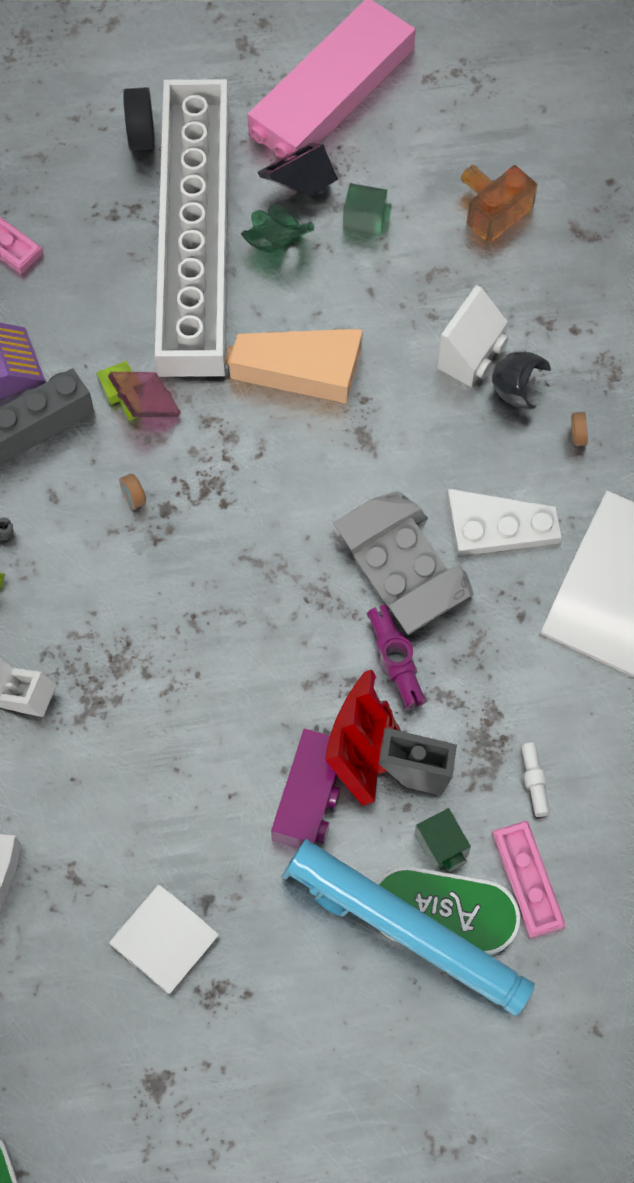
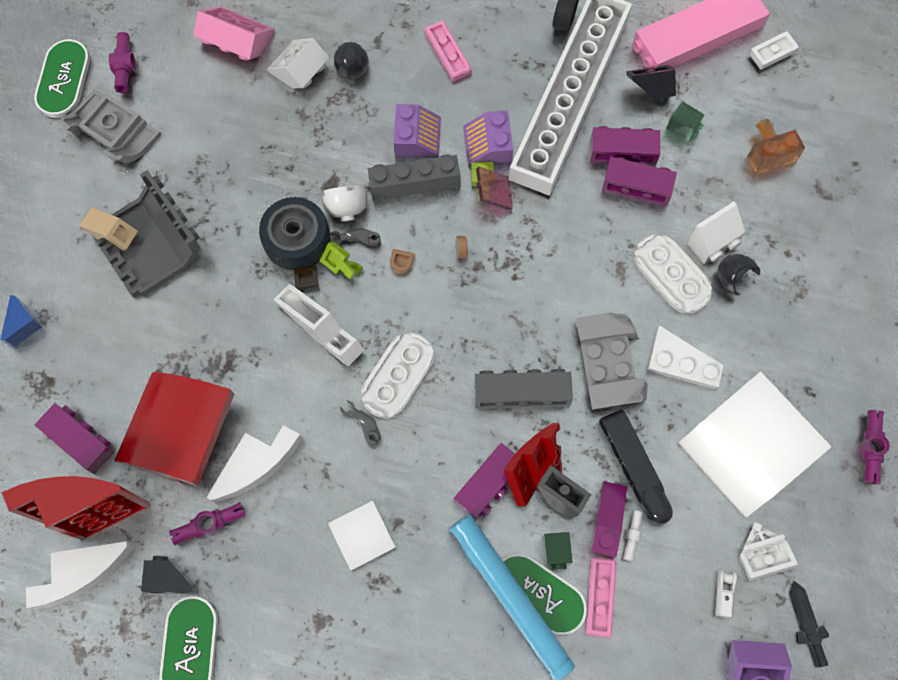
camera: 25 degrees right, 5 degrees up
(56, 544) = (401, 261): none -> medium nougat tile
(106, 783) = (367, 422): none -> dark grey arm
(107, 330) = (489, 138): none -> medium lavender slope
(118, 702) = (397, 375): none -> white tile
(274, 229) = (621, 115): clear green helmet -> none
(298, 270) = (624, 142): none -> magenta brick
(298, 361) = (600, 205): light nougat slope -> none
(301, 646) = (523, 389): none -> dark grey brick
(339, 306) = (639, 180): none -> magenta brick
(399, 672) = (579, 432): magenta pin -> none
(436, 414) = (673, 273): none -> white tile
(441, 74) = (773, 50): none -> white plate
(494, 774) = (608, 521): none -> magenta slope
(500, 686) = (637, 467): none -> black piece
(579, 429) = (761, 320): medium nougat tile -> none

